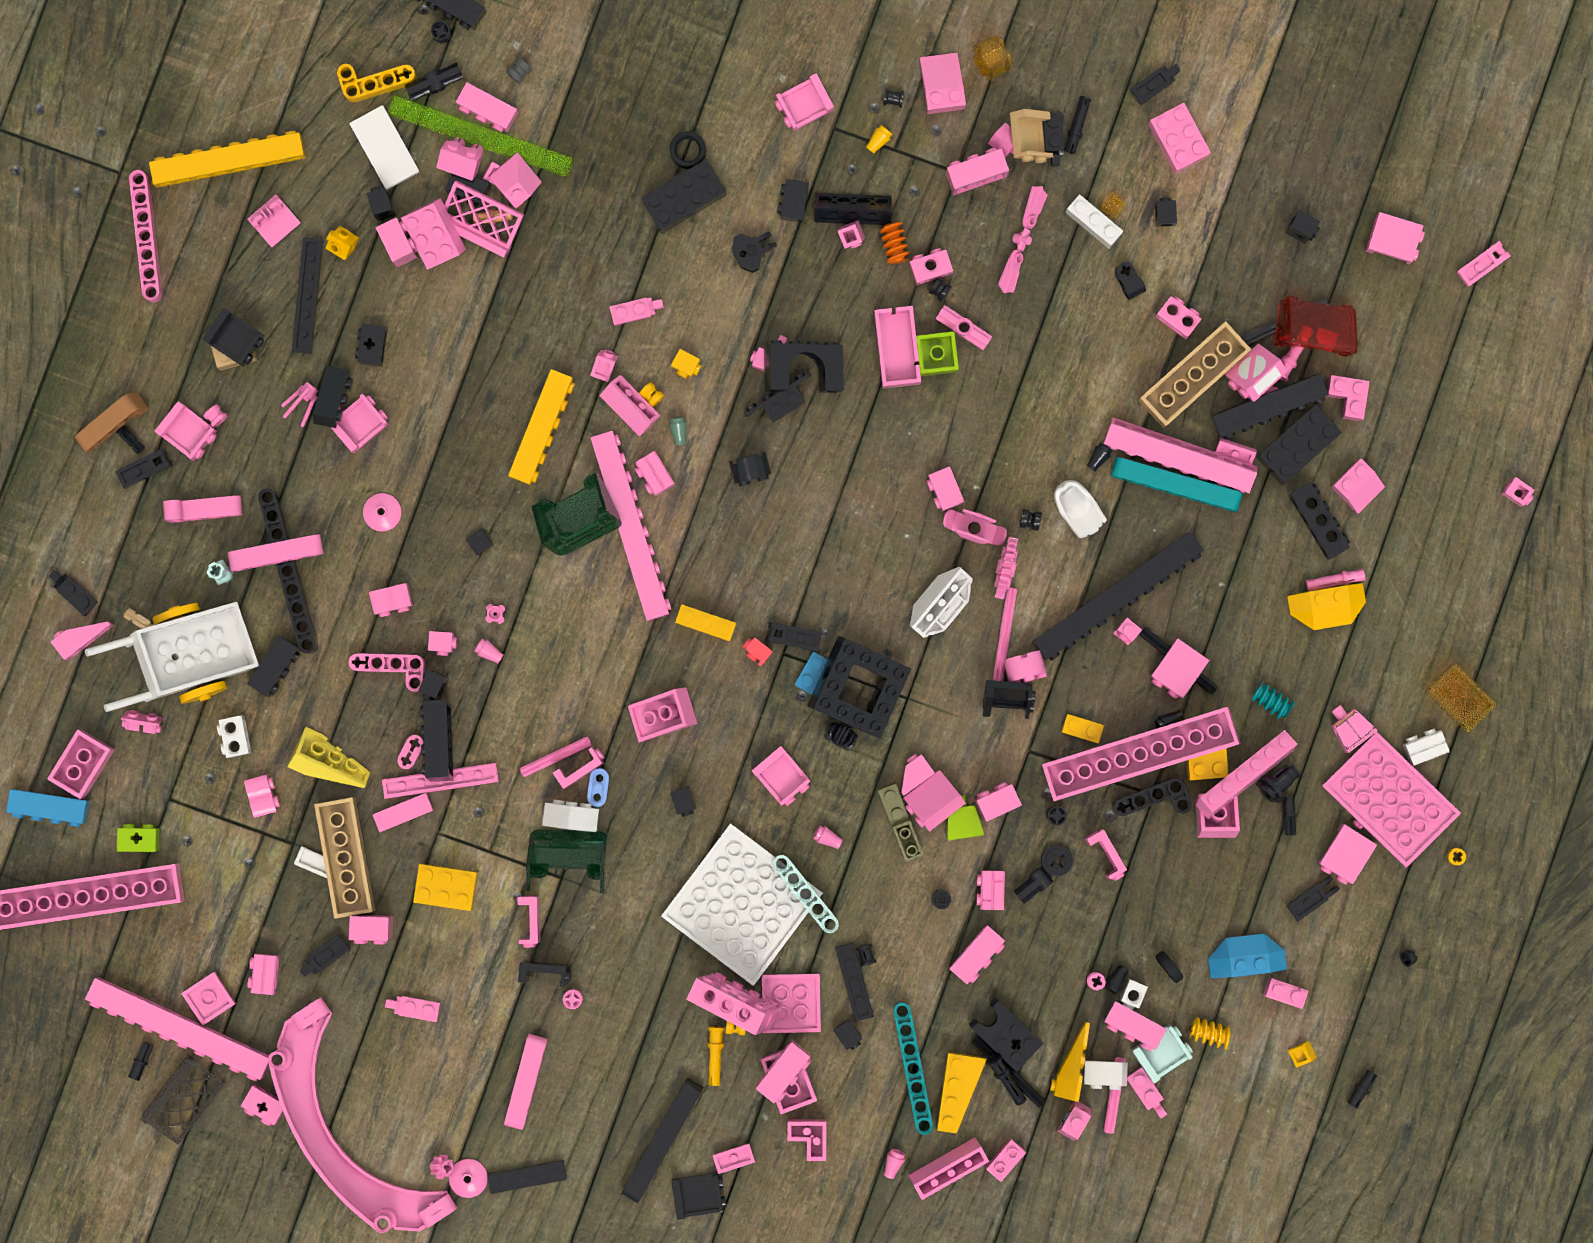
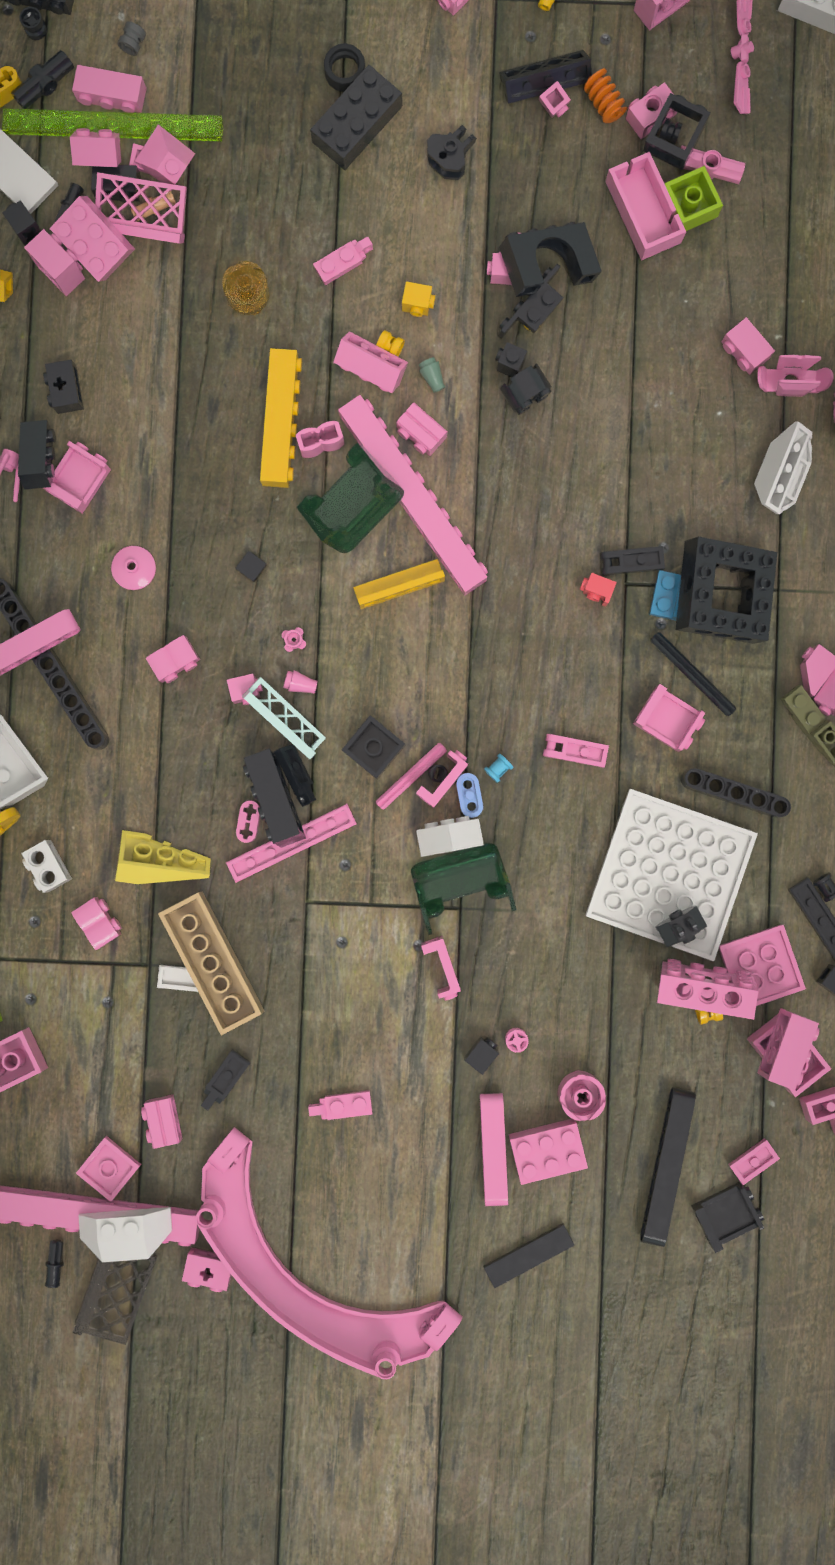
camera: 15 degrees left, 0 degrees up
(207, 1053) = (125, 1233): none -> white wedge
(274, 667) = (66, 774): black brick -> none
(370, 927) = (265, 1033): bright pink brick -> none
(387, 660) = (192, 735): bright pink beam -> none
(403, 812) = (260, 891): bright pink tile -> none
(423, 193) = (72, 194): none -> black axle
(433, 685) = (249, 738): black brick -> none
(441, 1166) = (430, 1276): bright pink gear -> none
(445, 887) = (335, 960): yellow brick -> none
(458, 678) = (278, 724): none -> light aqua fence
(461, 725) = (296, 774): none -> black hinge
(478, 1176) = (463, 1266): bright pink dish -> none
(527, 966) = (476, 1015): black panel -> none
(531, 724) = (373, 747): none -> black brick
(540, 1001) = (482, 1054): none -> black brick
(547, 322) = (235, 284): none -> clear yellow brick
(562, 457) = (316, 440): none -> bright pink brick
(568, 1096) = (548, 1151): none -> bright pink brick
(582, 762) = (442, 773): none -> black hinge
(596, 595) = (399, 584): none -> yellow fence
(604, 365) = (327, 329): bright pink bracket -> none
(612, 1049) = (580, 1108): none -> bright pink brick
(628, 773) = (498, 768): none -> medium azure bush
(662, 714) = (515, 691): bright pink slope -> none
(683, 801) = (571, 780): black brick -> none
(697, 778) = (576, 751): none -> bright pink plate
(705, 623) = (531, 575): yellow brick -> none
(715, 1045) = (693, 1041): yellow pin -> none
(733, 948) = (681, 926): none -> black hinge
(746, 439) = (510, 359): none -> black brick
(794, 200) = (479, 85): black brick -> none
(810, 902) = (751, 844): light aqua beam -> none
(813, 745) = (693, 673): none -> black axle
(825, 856) = (746, 793): none -> black beam
(826, 837) = (739, 770): bright pink cone -> none
(841, 736) = (722, 652): black gear -> none
(926, 310) = (666, 151): none -> black window

